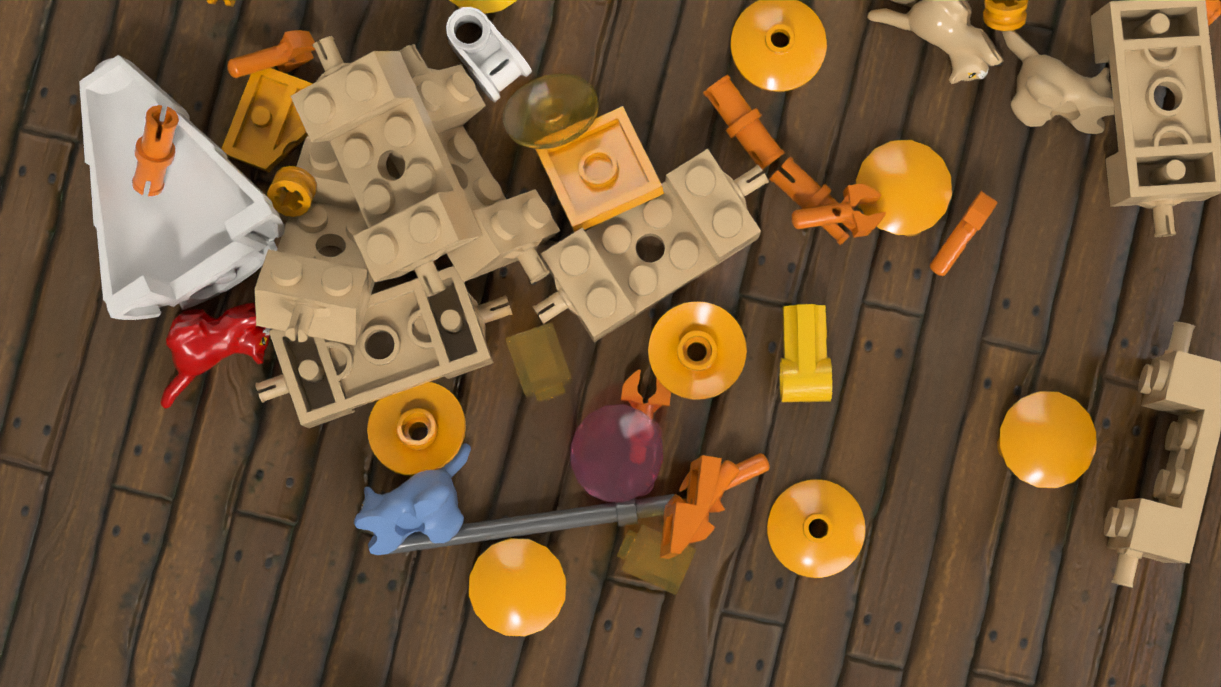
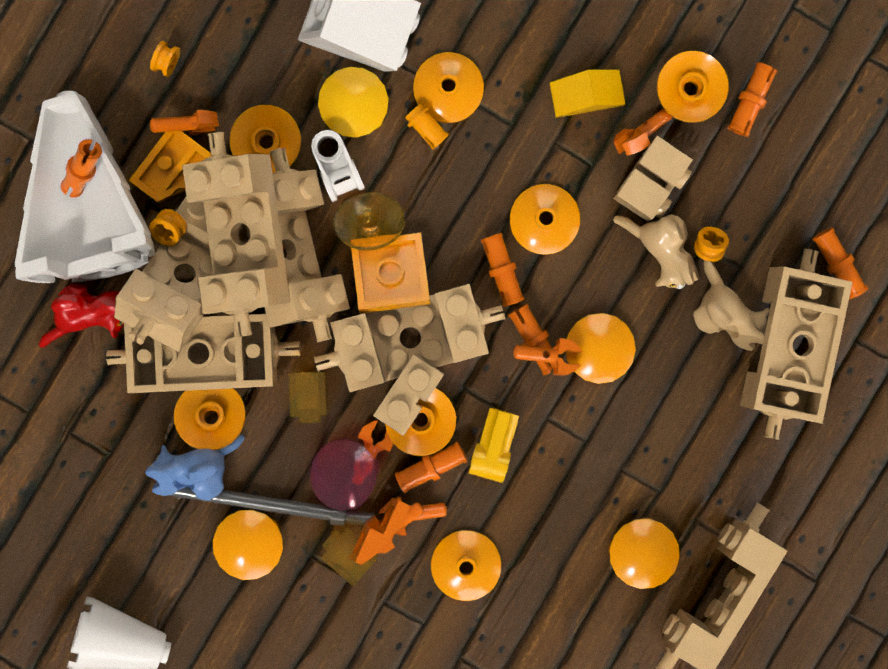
camera: 15 degrees right, 5 degrees up
(383, 24) = (262, 122): none -> light orange dish
(675, 299) = (414, 383): none -> tan piece
(730, 409) = (431, 467): none -> orange pin
(965, 230) = (640, 387): orange bar -> none

